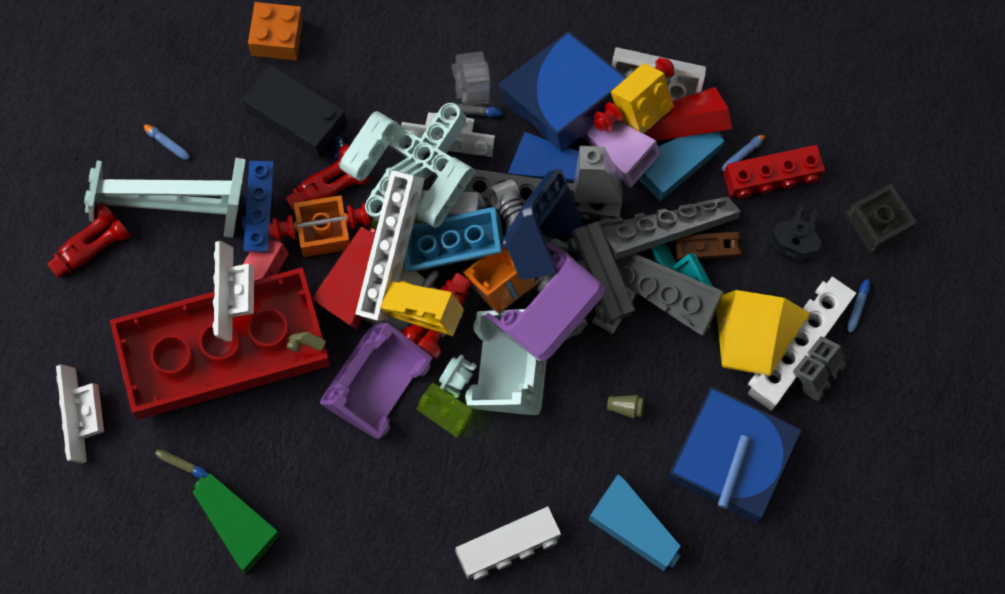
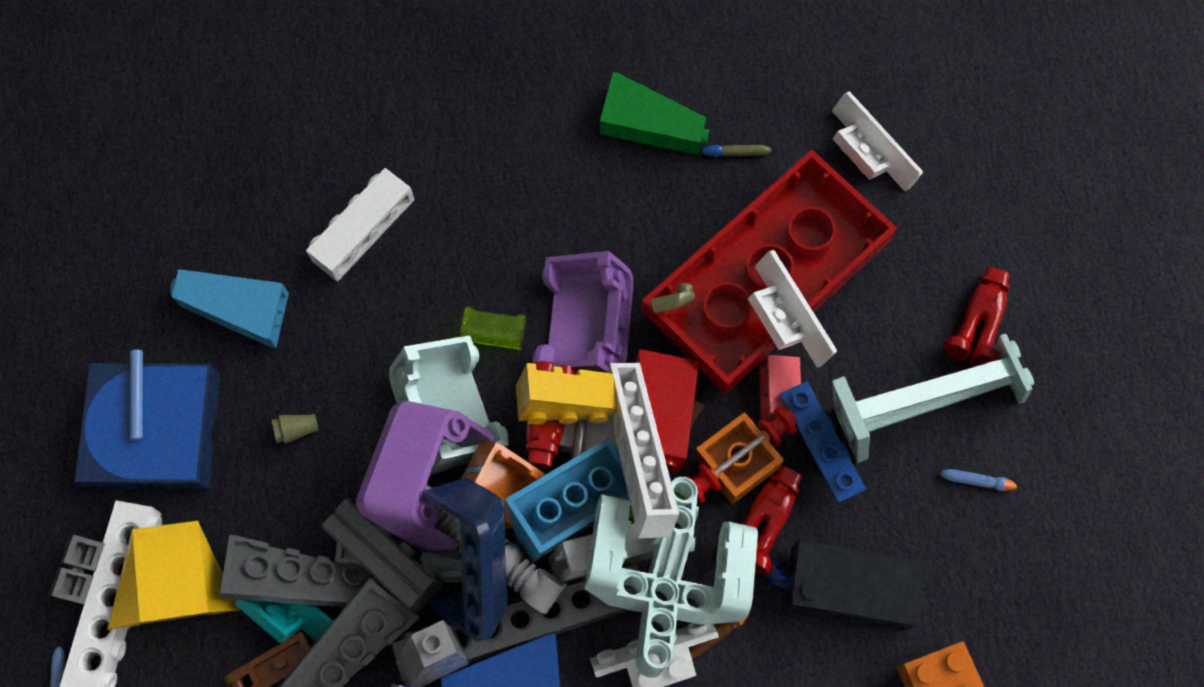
camera: 160 degrees right, 0 degrees up
(456, 375) = (505, 363): light aqua piece -> none

